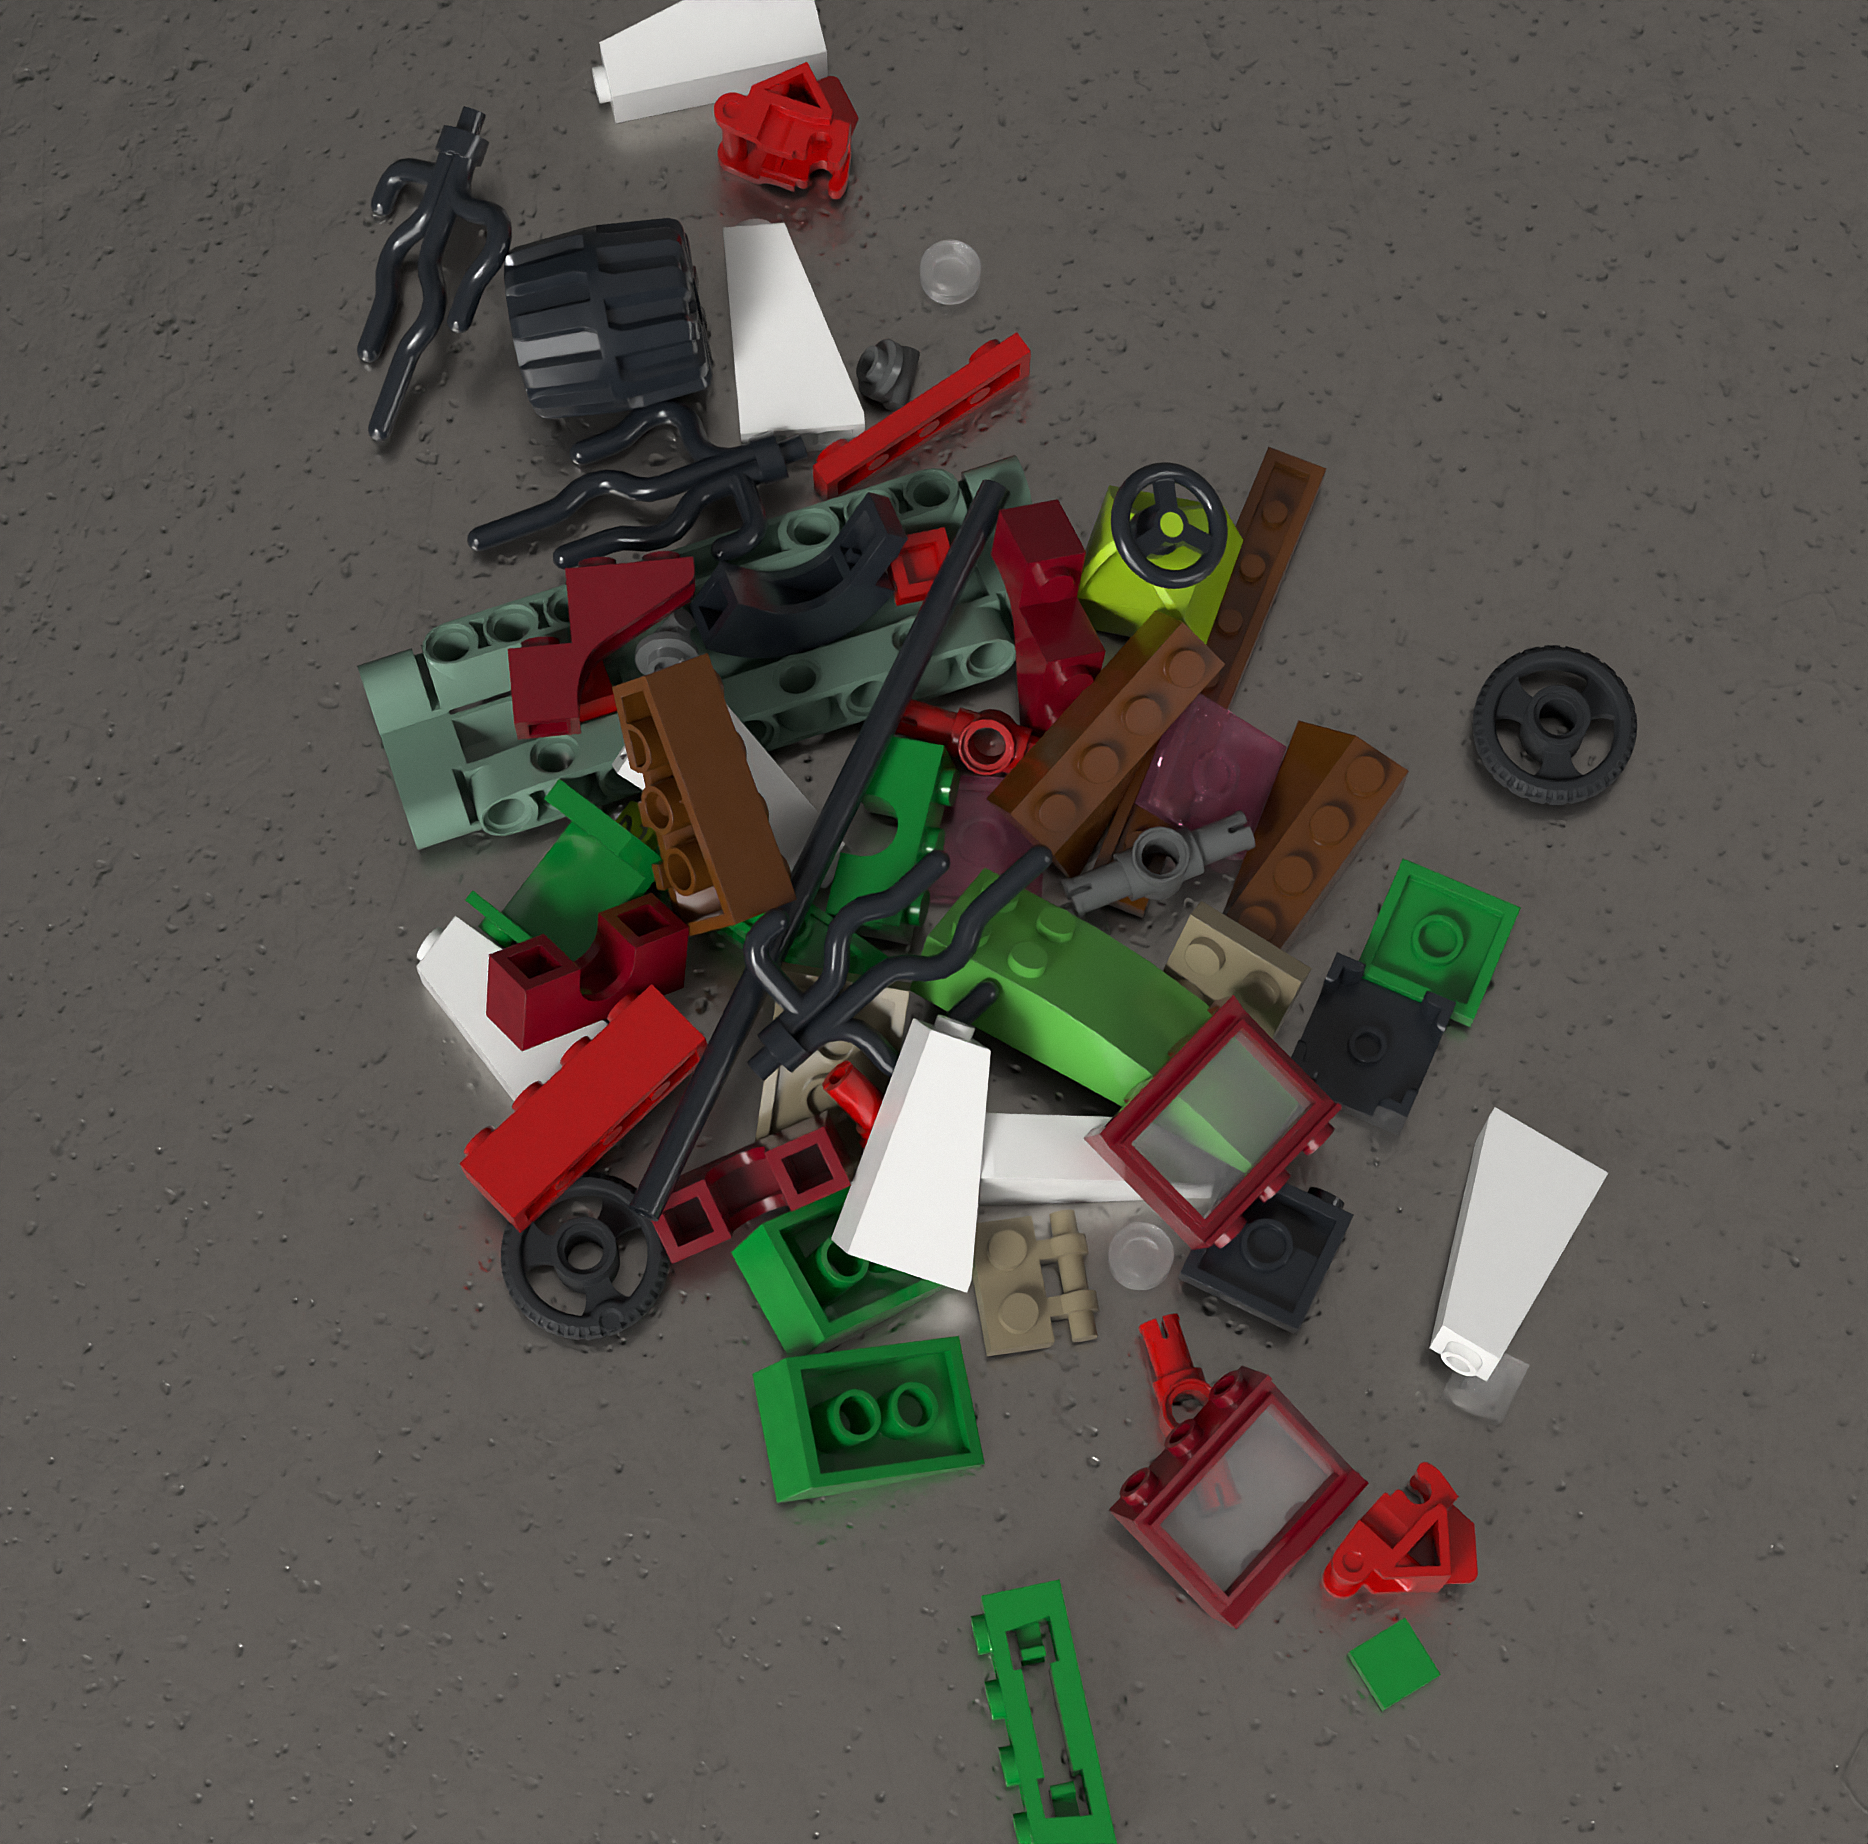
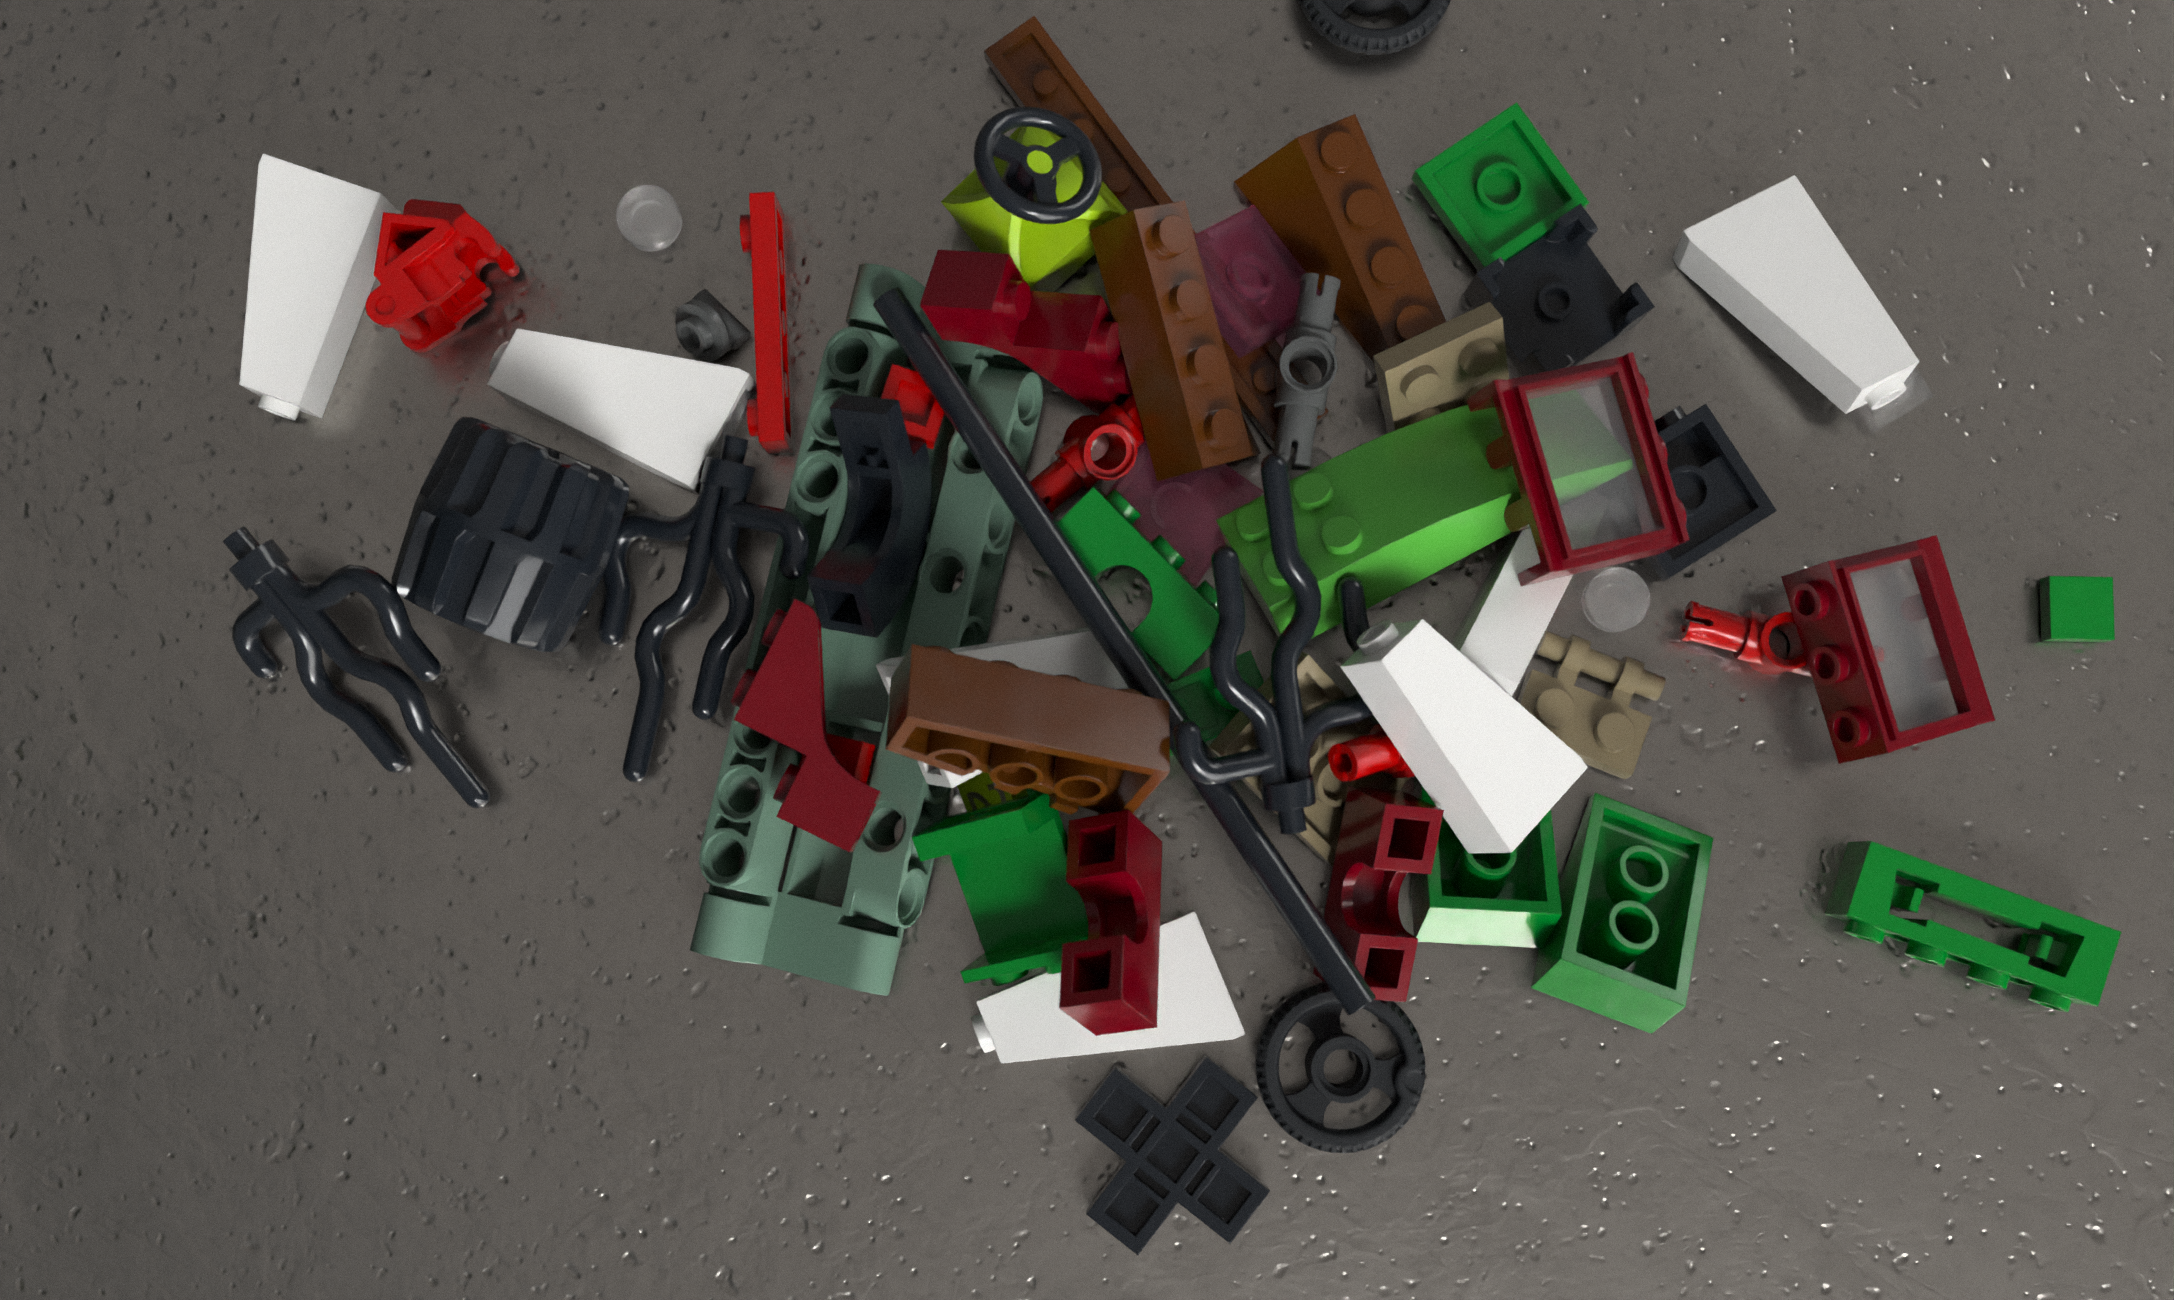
camera: 55 degrees left, 10 degrees up
(411, 1161) = (1172, 1155): none -> black plate
(583, 1107) = (1231, 1000): red brick -> none
(667, 643) = (850, 669): dark grey plate -> none
(1406, 1543) = (2006, 543): red piece -> none

